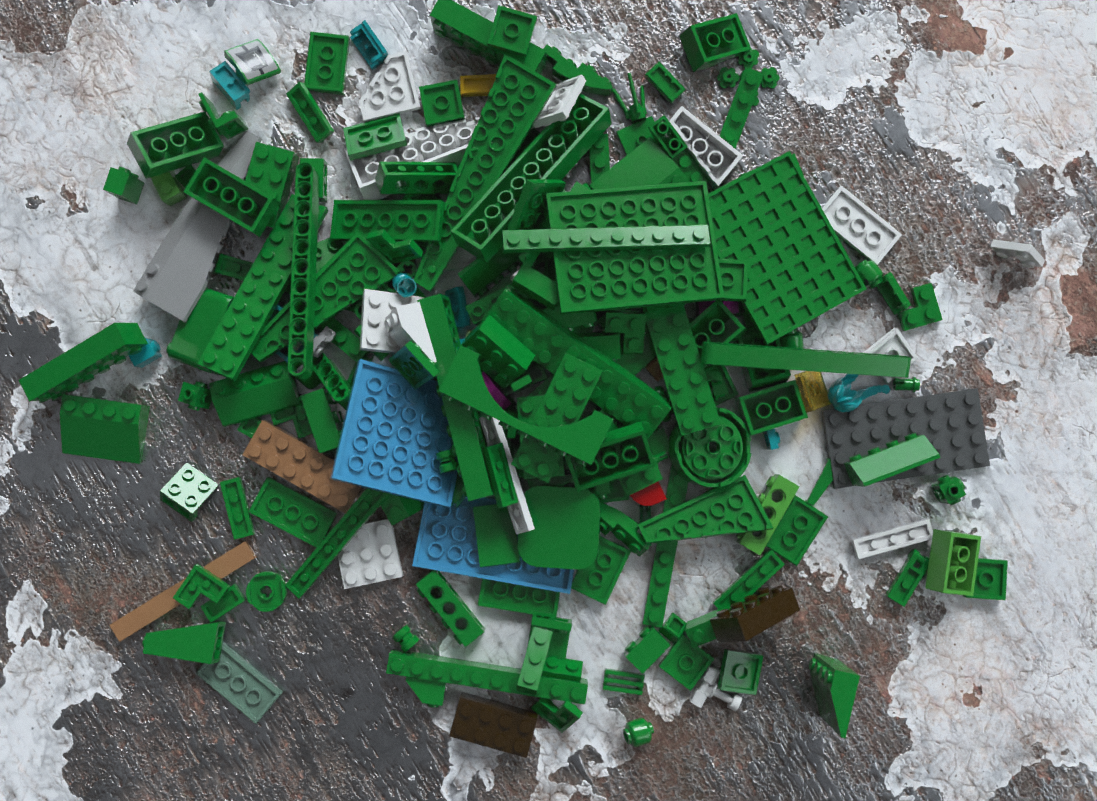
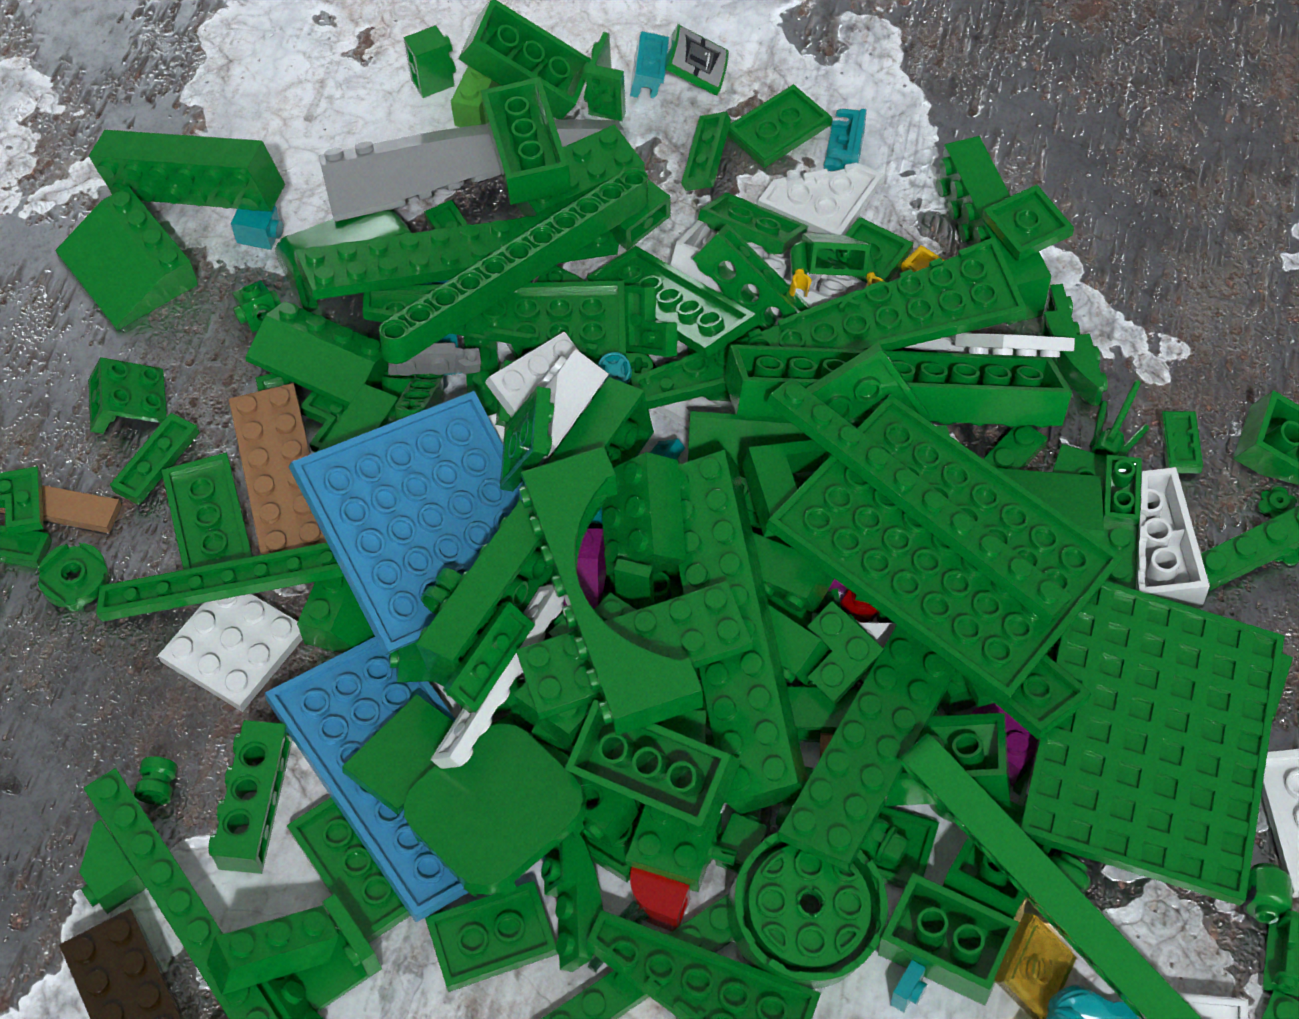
camera: 50 degrees right, 30 degrees down
(435, 128) = (830, 256): none -> green torso

